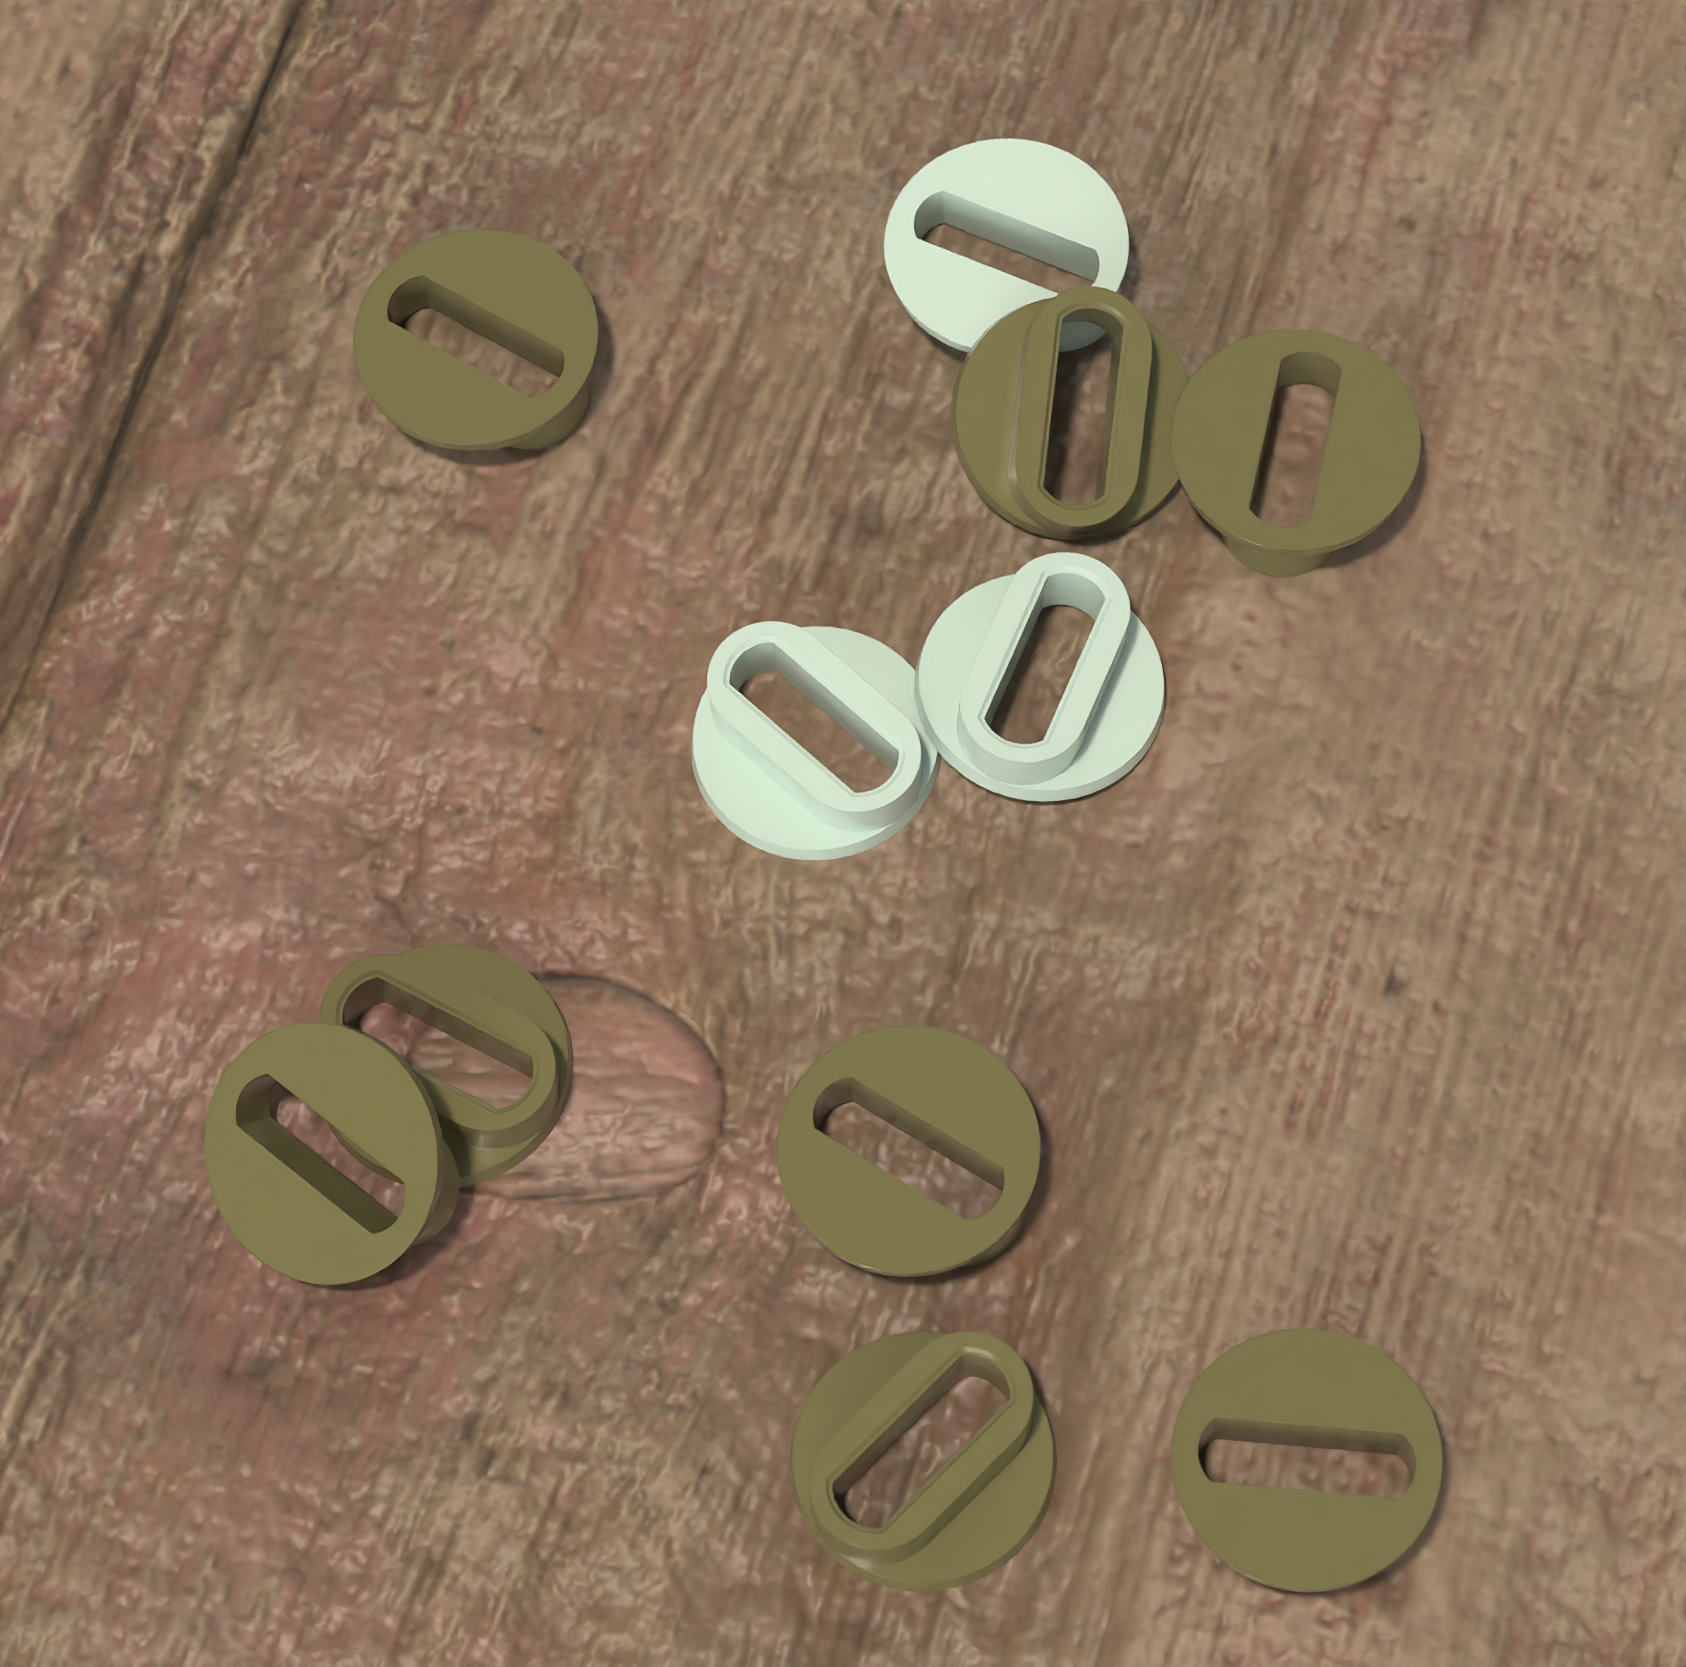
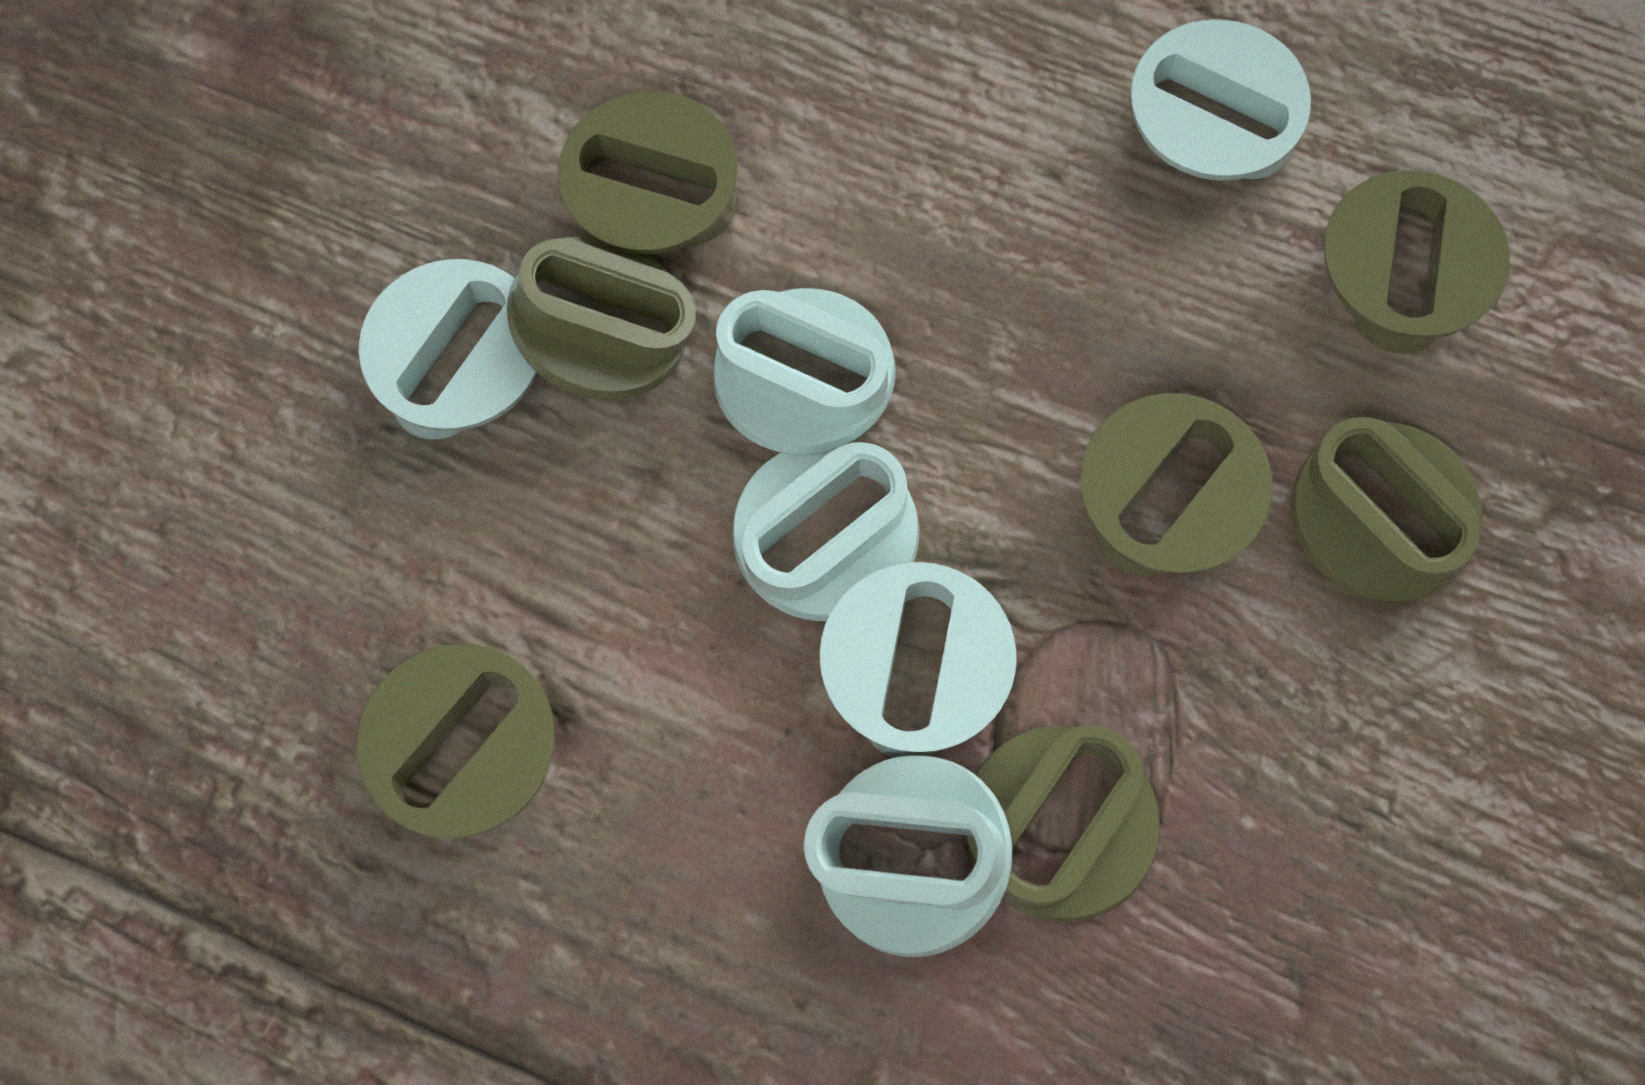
camera: 85 degrees left, 5 degrees up
(290, 1201) = (1183, 932): olive piece -> none
(442, 877) = (908, 911): none -> light aqua piece
(635, 793) = (862, 645): none -> light aqua piece
(1456, 1146) = (1237, 69): none -> light aqua piece

